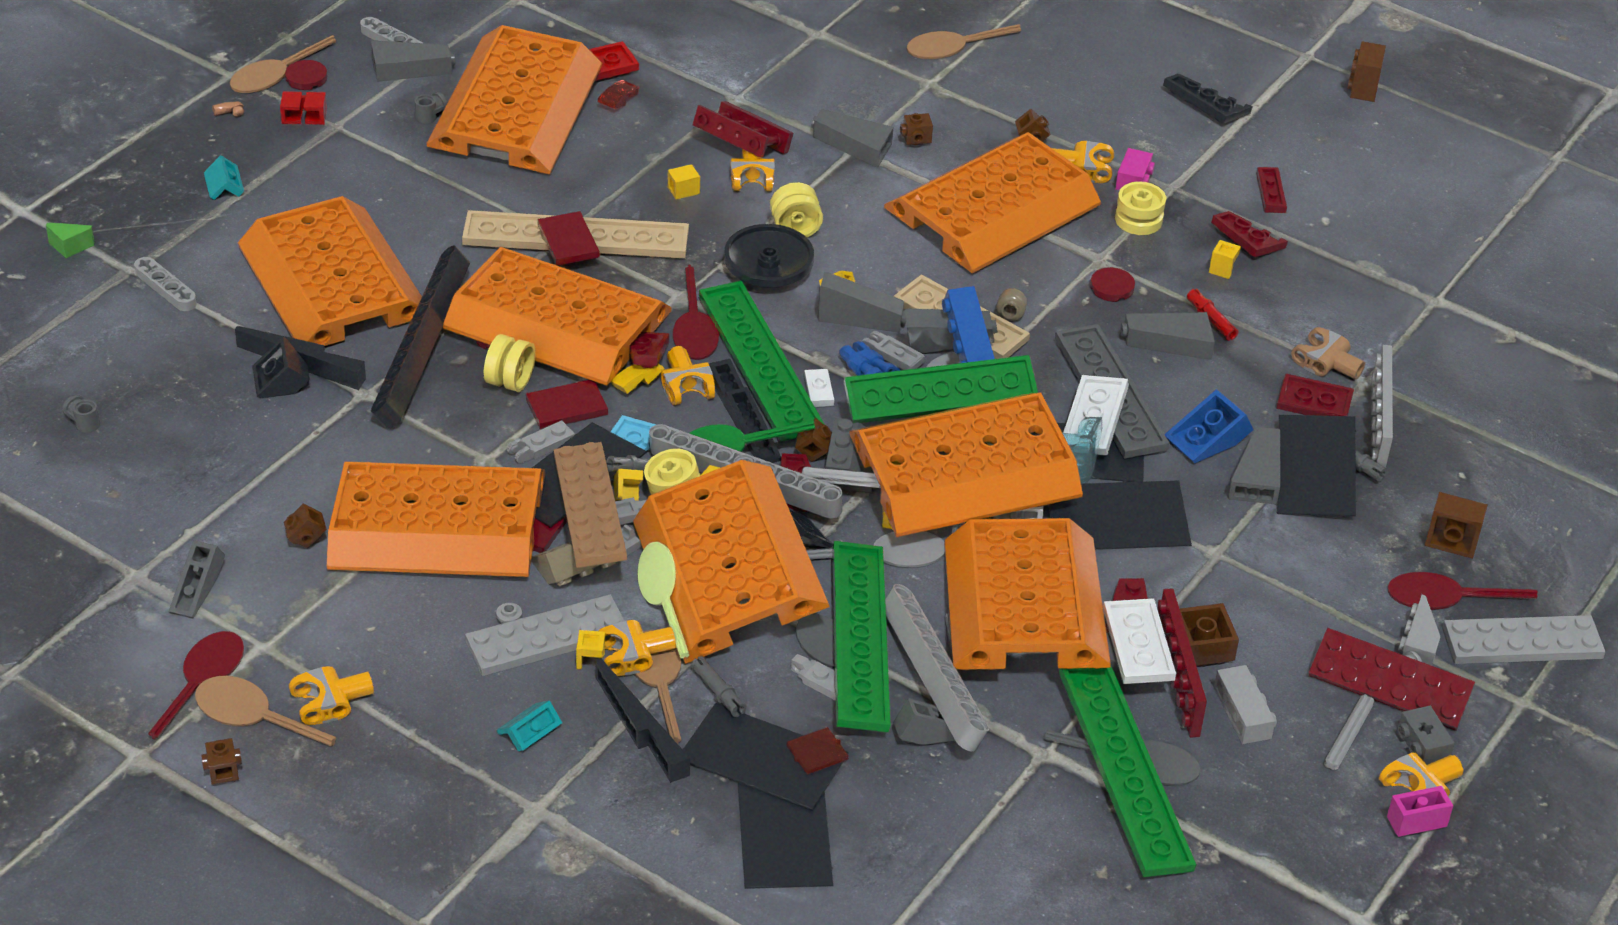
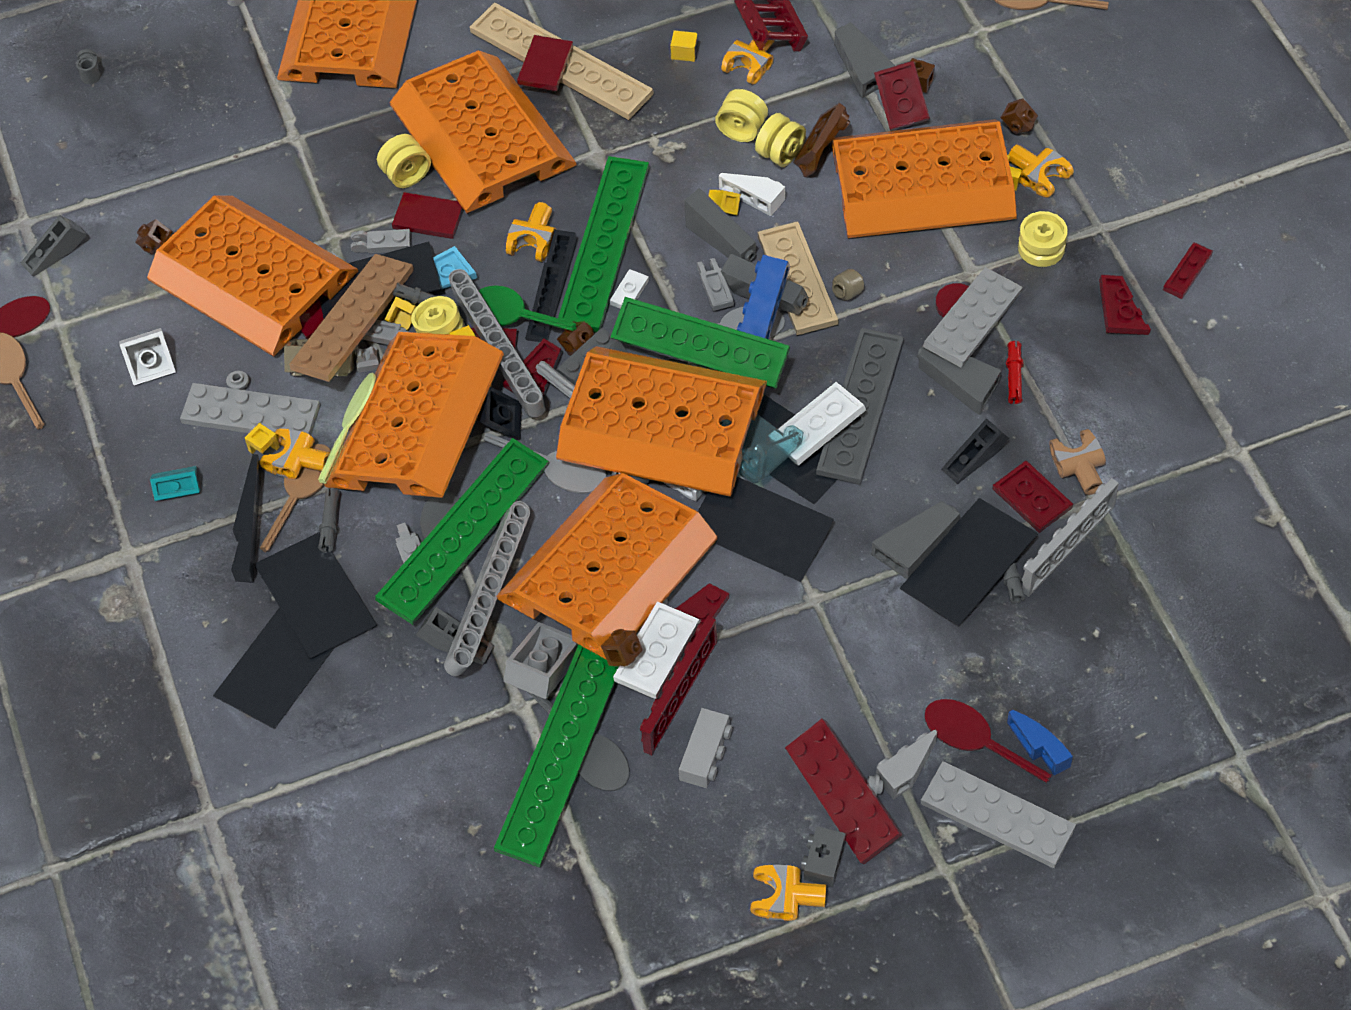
camera: 40 degrees right, 15 degrees up
(280, 371) = (245, 92): black slope -> none
(320, 363) = (275, 87): black slope -> none
(329, 693) = (65, 386): light orange connector -> none
(395, 630) = (147, 356): none -> white slope
(420, 338) = (362, 106): black beam -> none
(633, 375) = (503, 212): yellow slope -> none
(648, 348) = (521, 193): dark red wing -> none
(695, 329) = (578, 193): dark red piece -> none
(769, 255) = (687, 148): black dish -> none
(817, 750) = (353, 612): clear red piece -> none
(849, 216) = (780, 139): none -> light yellow wheel
(865, 360) = (682, 283): blue piece -> none
(867, 265) = (755, 191): none -> white slope
(881, 204) = (820, 136): none -> reddish brown slope
(920, 147) = (902, 96): none -> dark red tile
(1040, 702) = (540, 660): none -> light grey brick
(1119, 643) = (621, 647): none -> reddish brown brick
(1135, 167) = (1074, 198): dark pink brick -> none
(1143, 284) = (972, 317): none -> light grey plate
(1206, 99) = (1212, 152): black wing -> none
(1210, 428) = (907, 482): blue slope -> none
(1210, 633) = (724, 670): reddish brown brick -> none
(1223, 259) = (1070, 320): yellow panel -> none
(1243, 377) = (975, 451): none -> black slope
(1349, 732) = (770, 817): light grey axle -> none
(1419, 811) = (751, 919): dark pink brick -> none
(1456, 525) = (1027, 680): reddish brown brick -> none
(1503, 568) = (1040, 742): none -> blue slope

